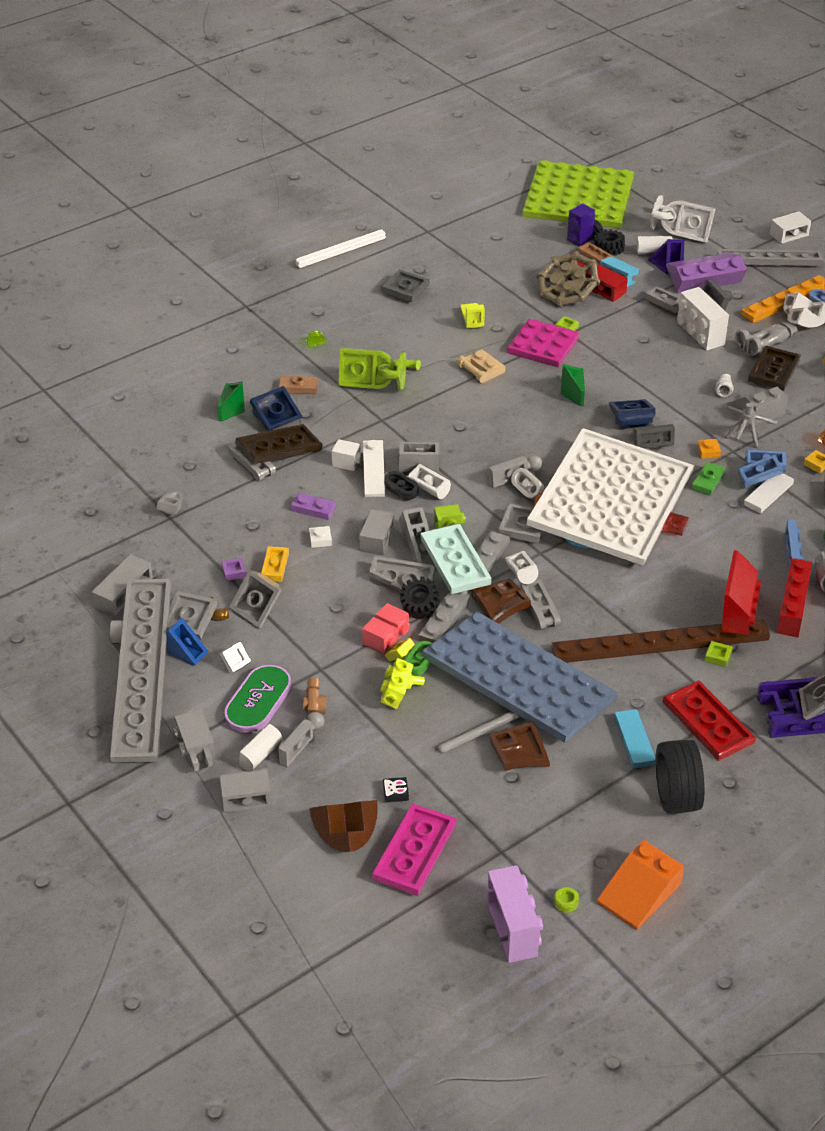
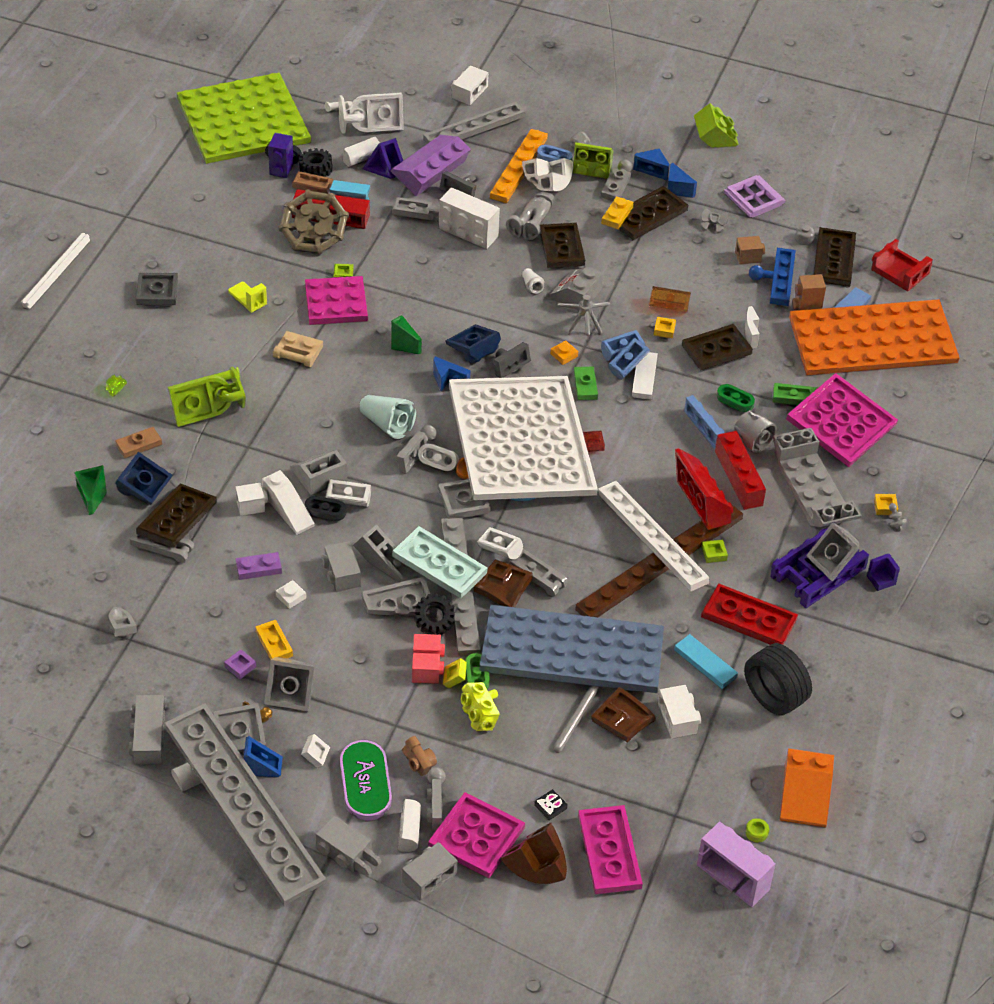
camera: 35 degrees left, 5 degrees up
(310, 781) = (477, 834): none -> dark pink plate
(448, 516) = (396, 523): lime brick -> none
(512, 437) = (389, 414): none -> light aqua cone
(572, 766) = (679, 711): none -> white brick
(589, 422) = (445, 371): none -> blue slope
(664, 617) = (653, 536): none -> white plate

